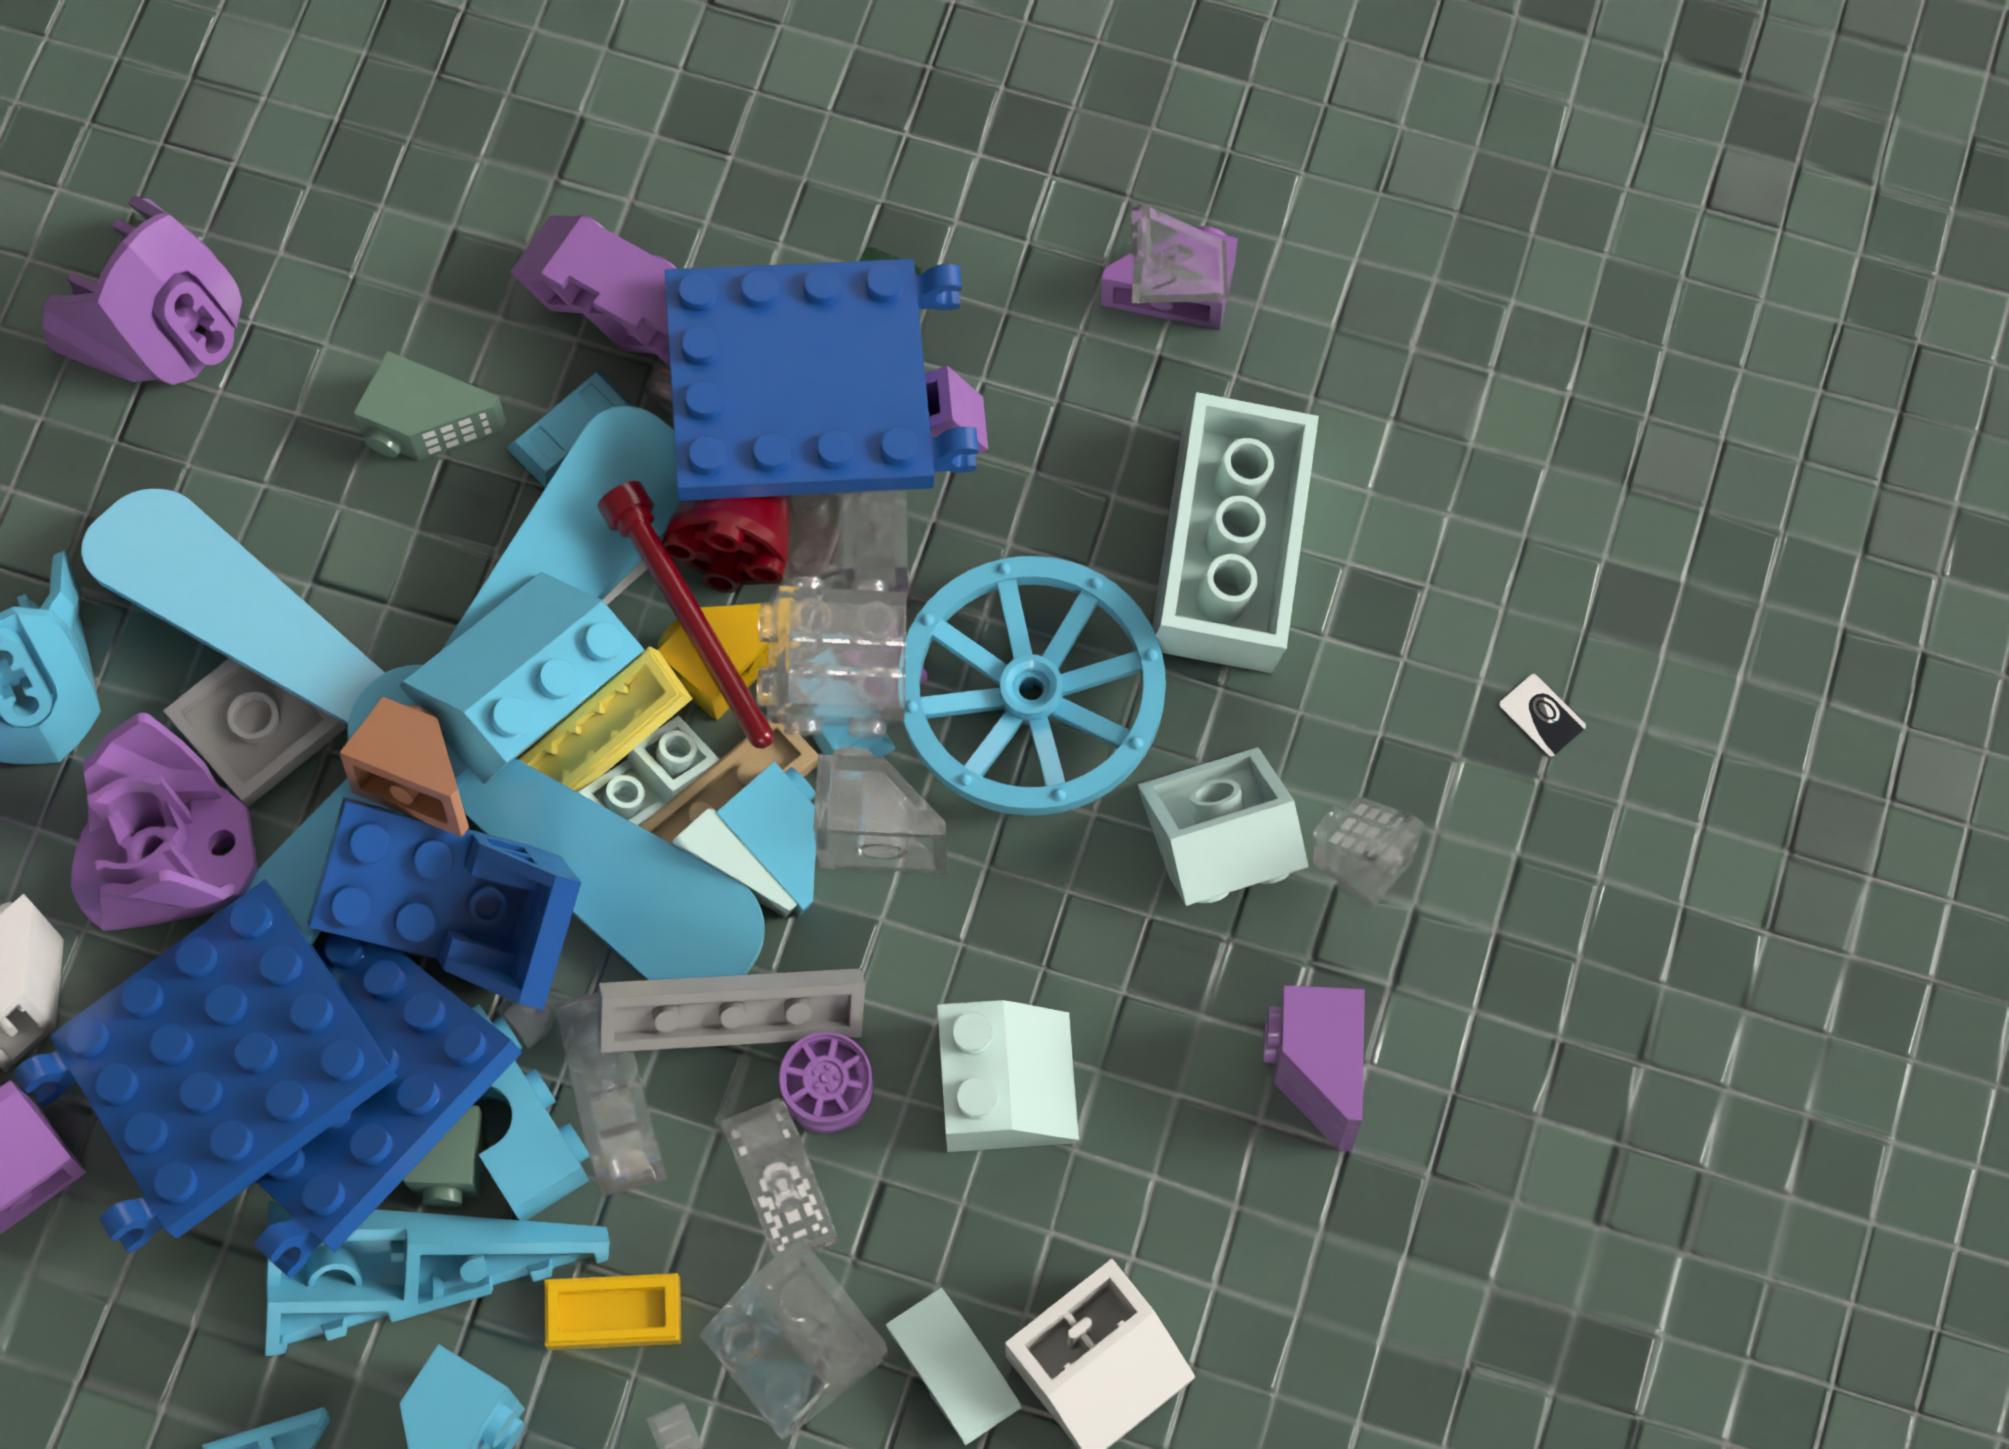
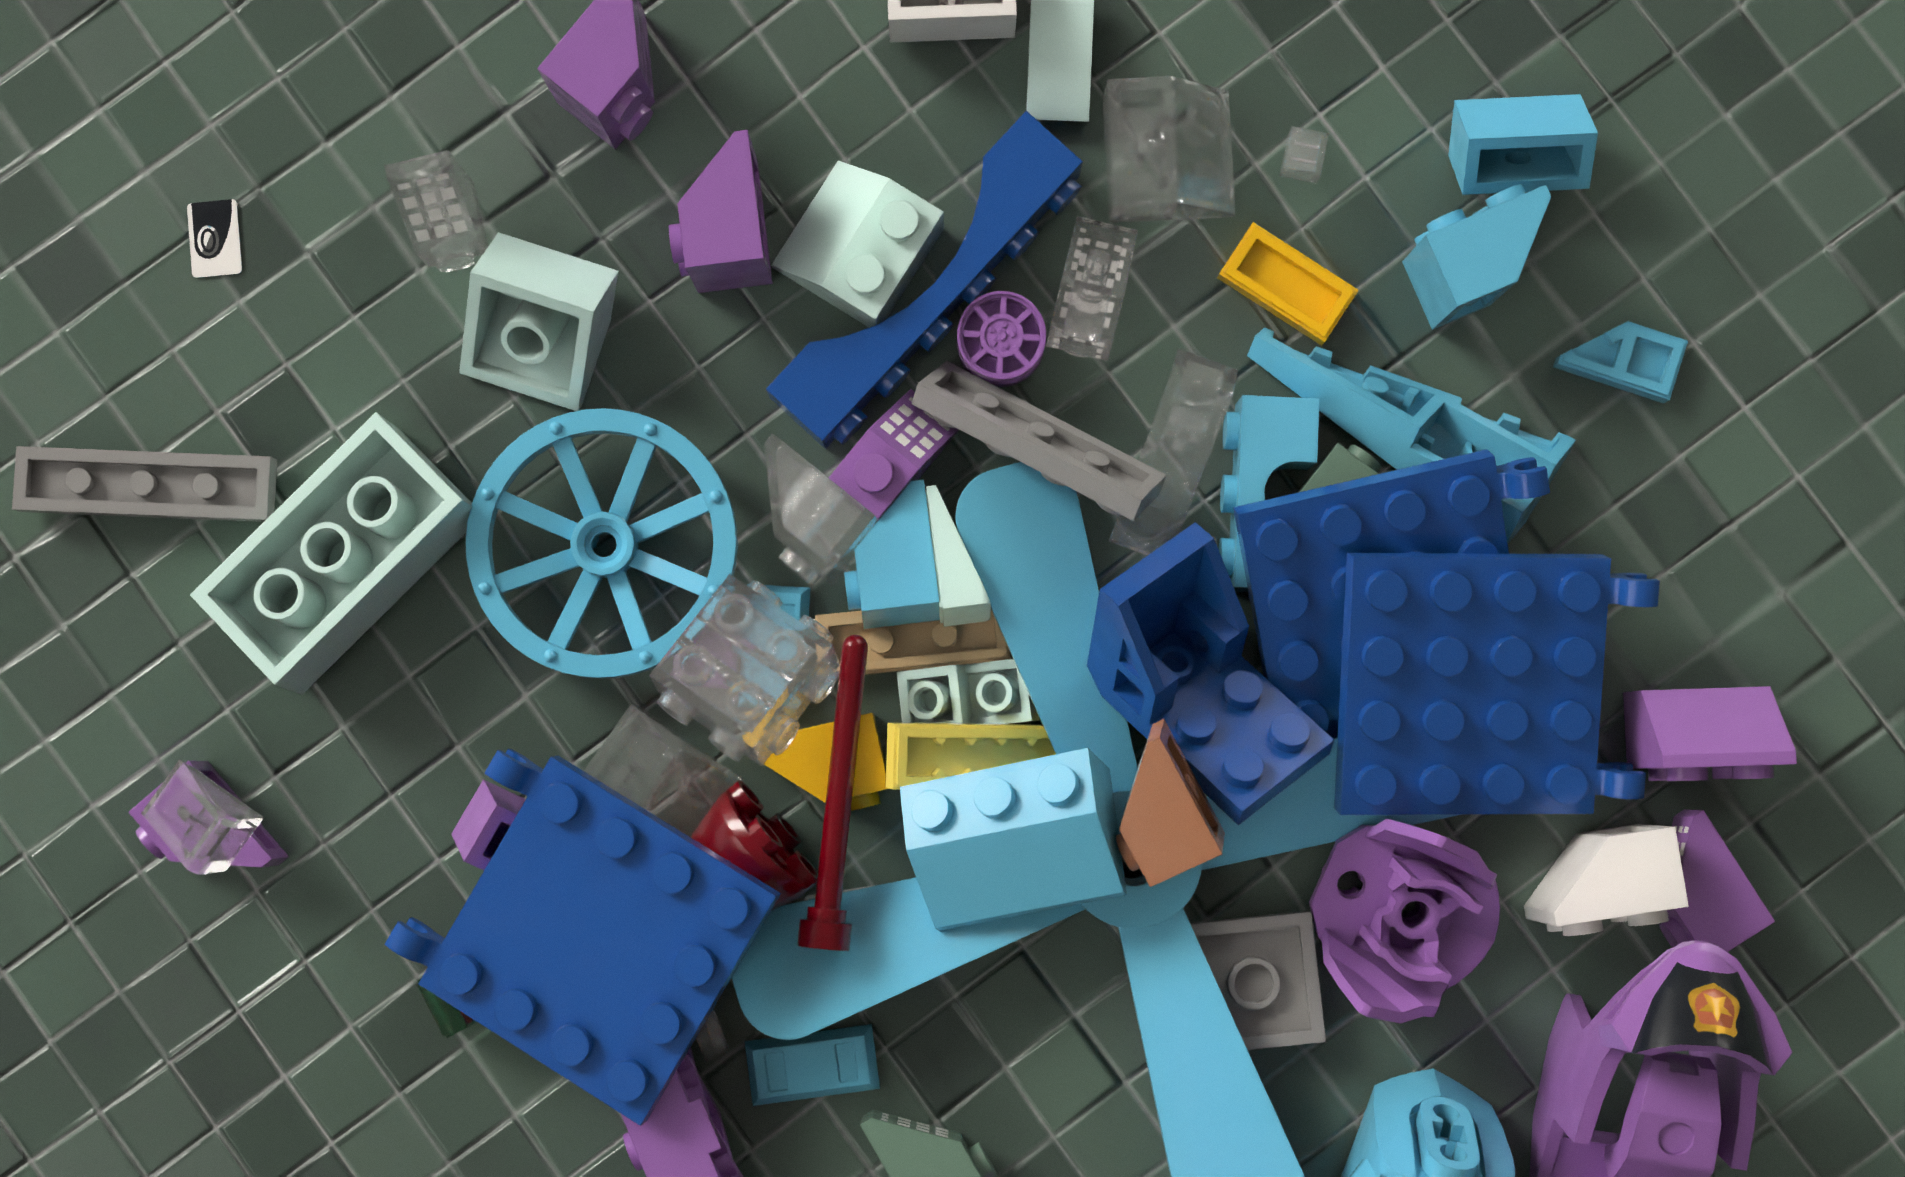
camera: 145 degrees left, 15 degrees up
(847, 912) = (892, 455): none -> medium lavender slope
(940, 954) = (839, 376): none -> blue arch
(1118, 997) = (723, 223): none -> medium lavender slope
(1431, 486) = (144, 484): none -> light grey plate

